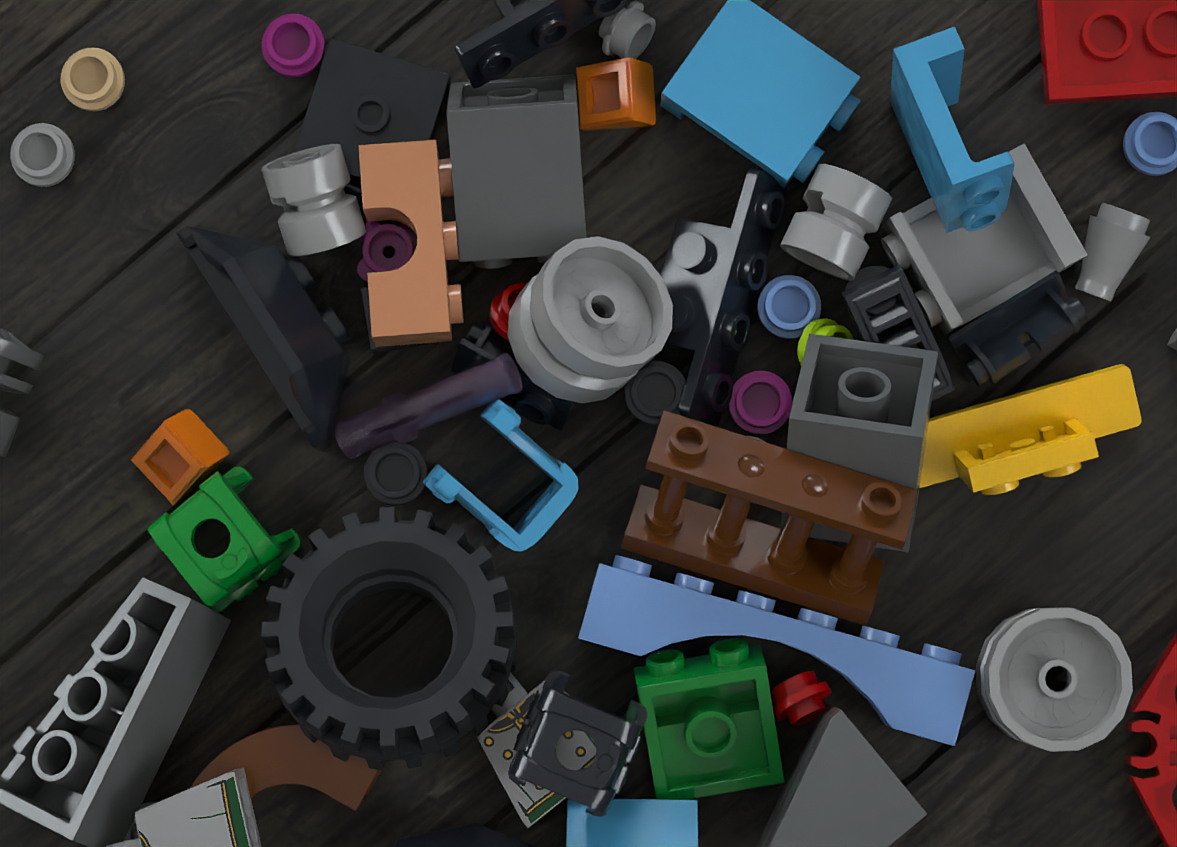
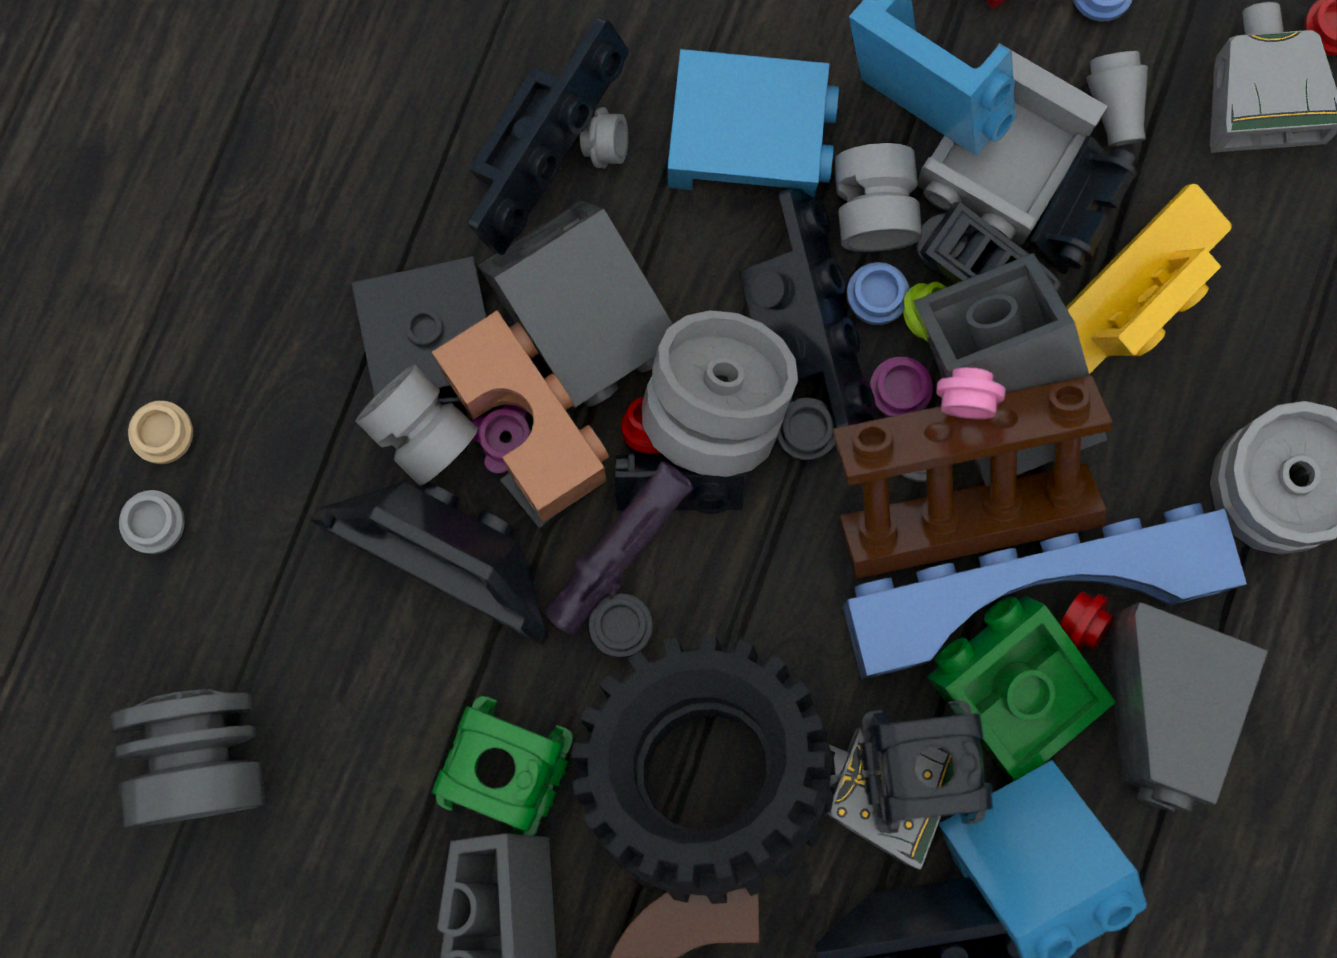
camera: 35 degrees left, 5 degrees down
(180, 455) = (420, 718): orange slope -> none
(293, 45) = (322, 307): magenta plate -> none
(543, 511) = (772, 580): dark azure piece -> none
(616, 95) = (628, 194): orange slope -> none
(795, 448) = (970, 394): none -> bright pink plate

